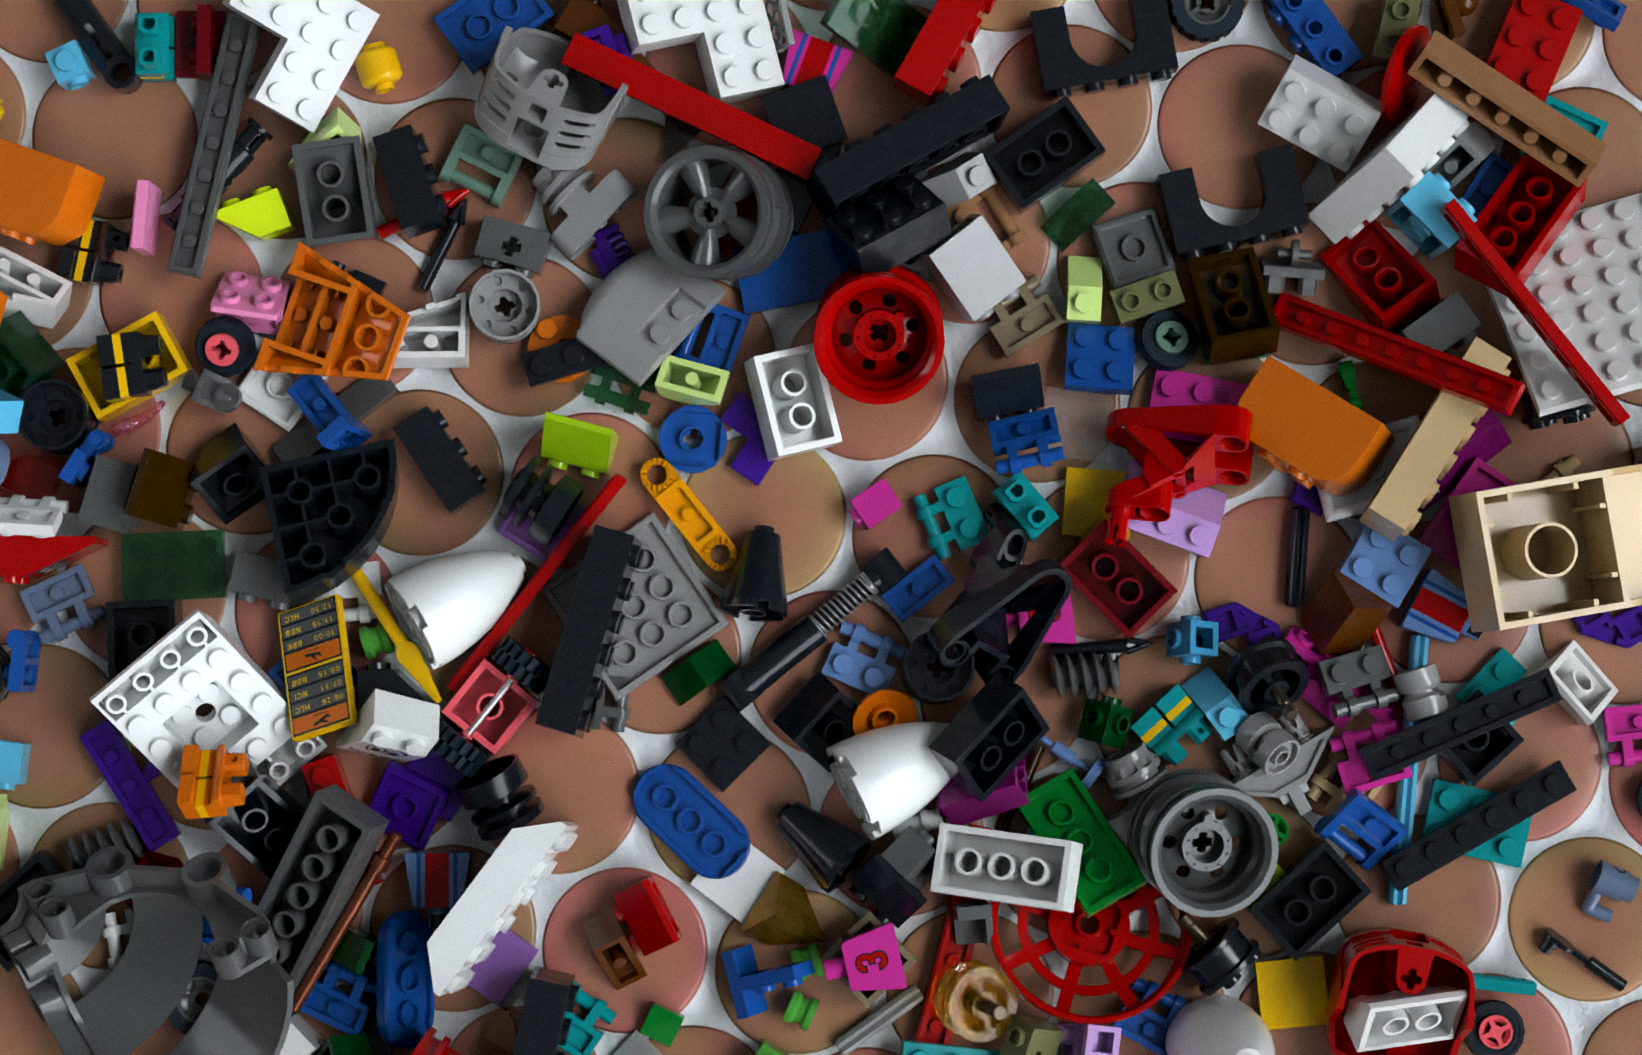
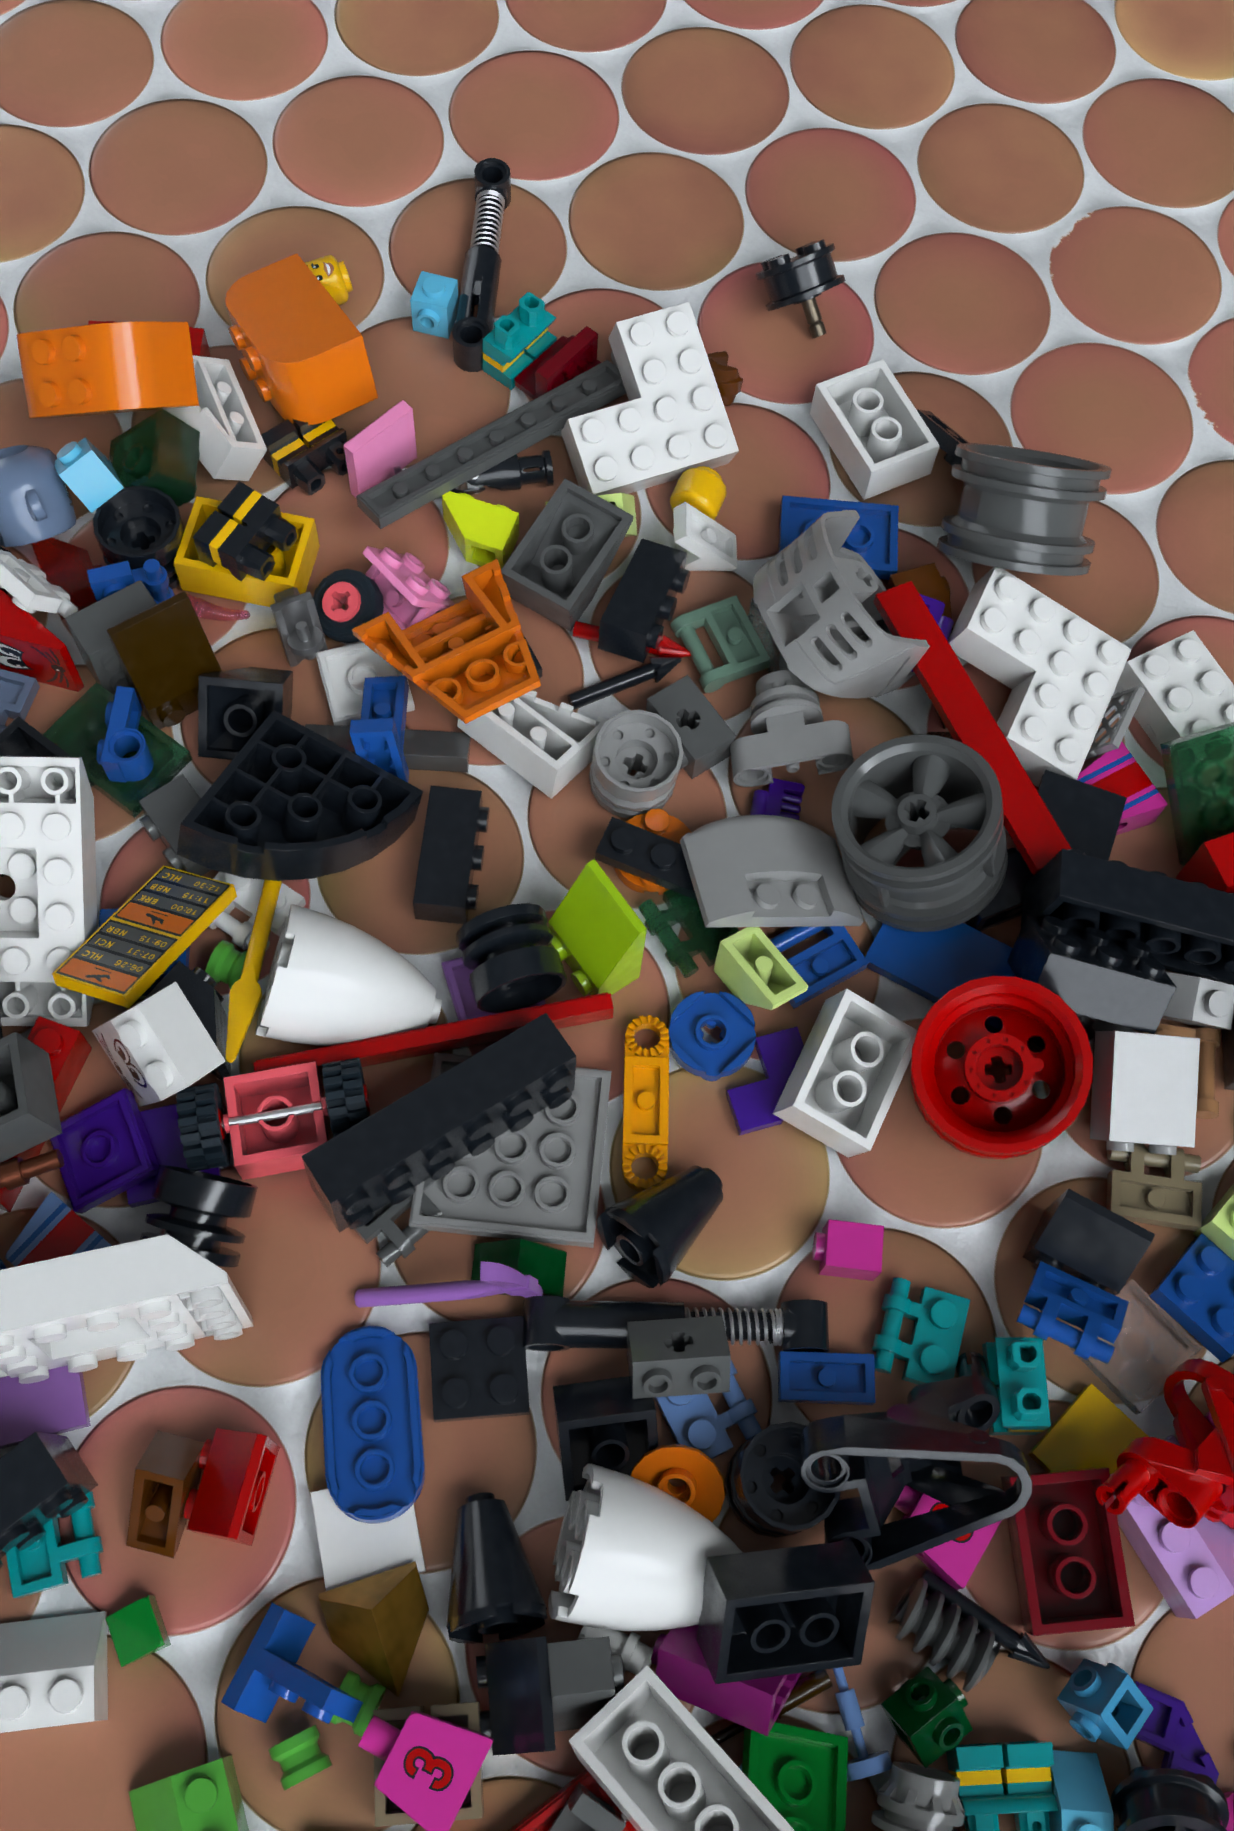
camera: 30 degrees right, 20 degrees down
(166, 547) = (122, 737): none -> blue plate
(410, 99) = (705, 541): none -> white slope
(670, 721) = (494, 1280): none -> medium lavender piece
(828, 650) = (678, 1357): none -> dark grey brick

